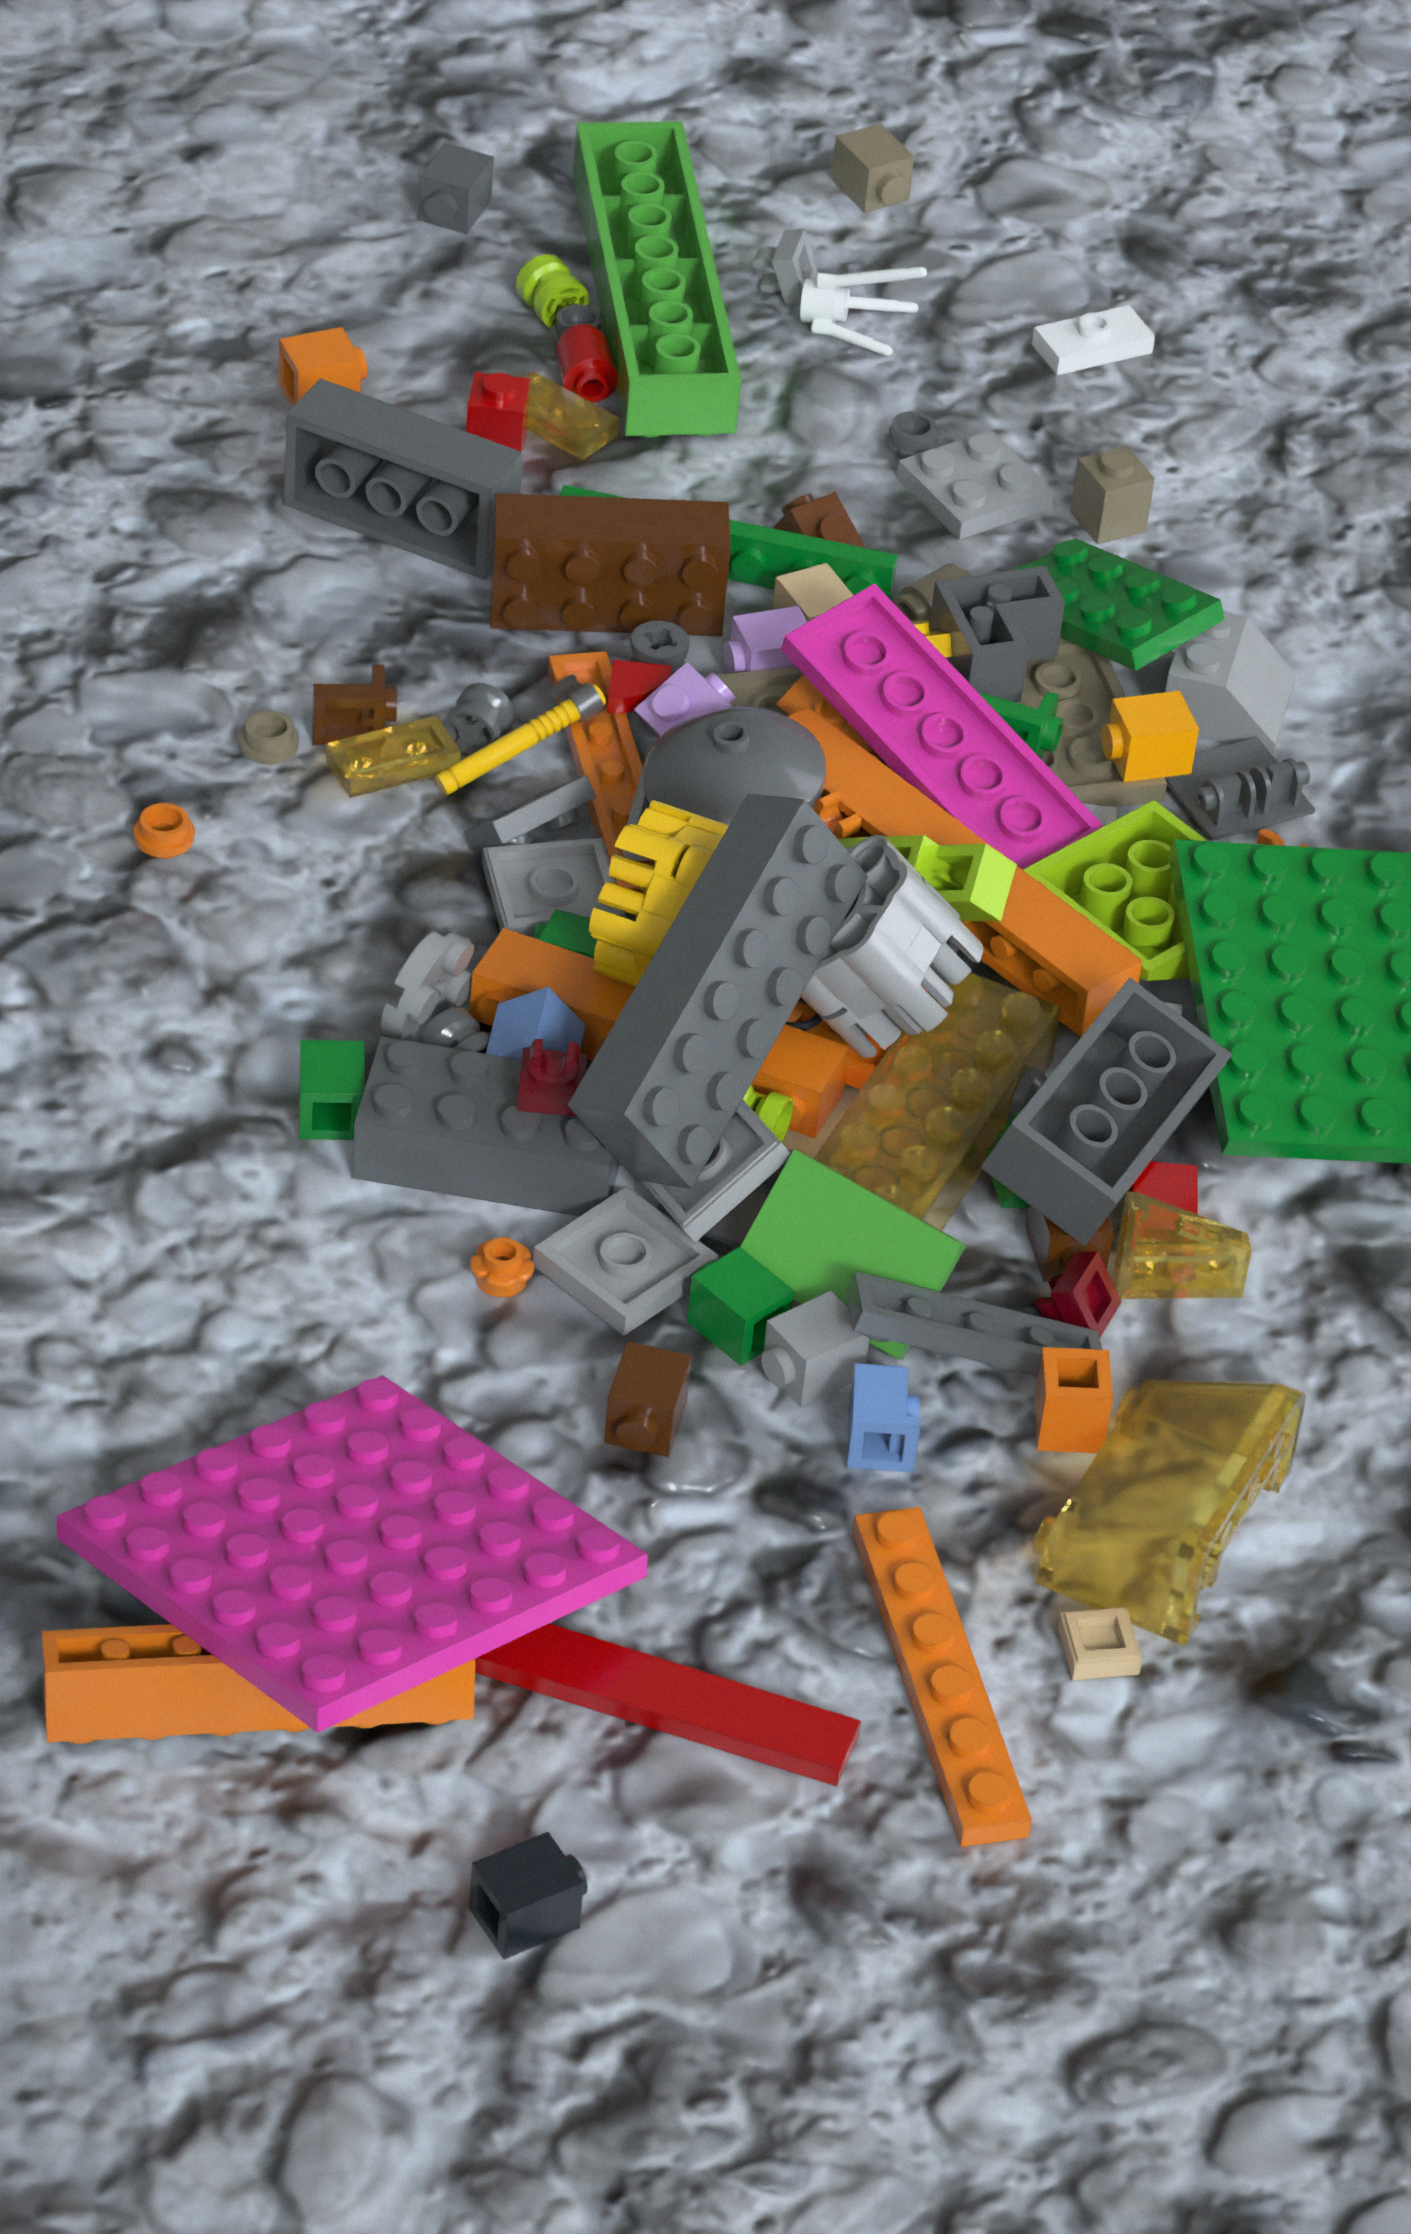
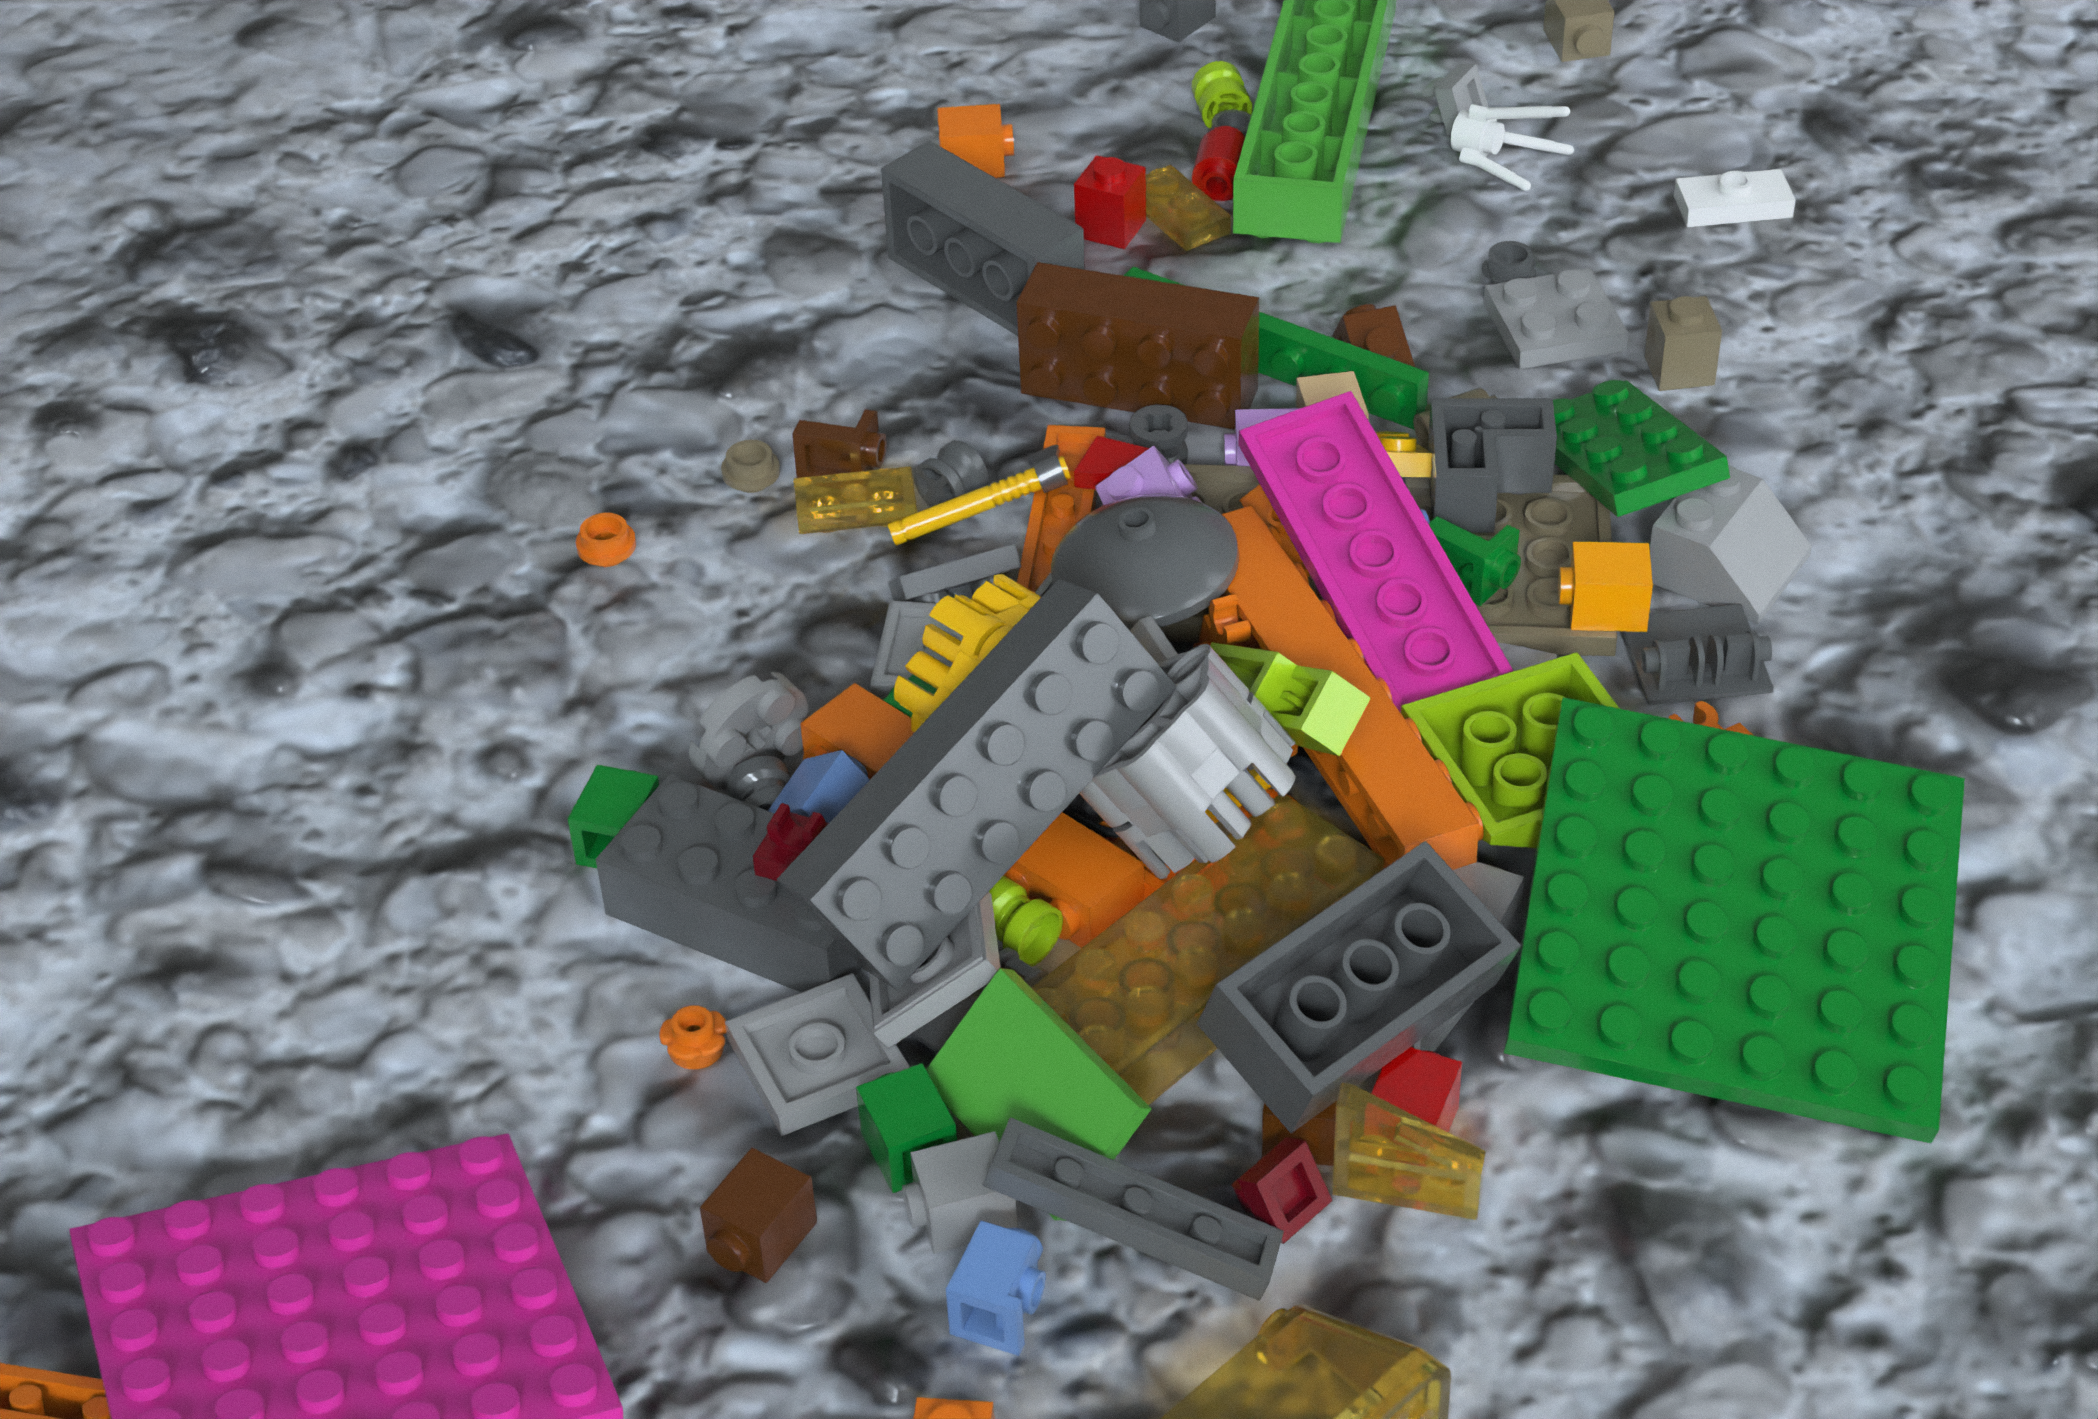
camera: 25 degrees right, 0 degrees up
(1073, 1400) = (1206, 1309): orange brick -> none

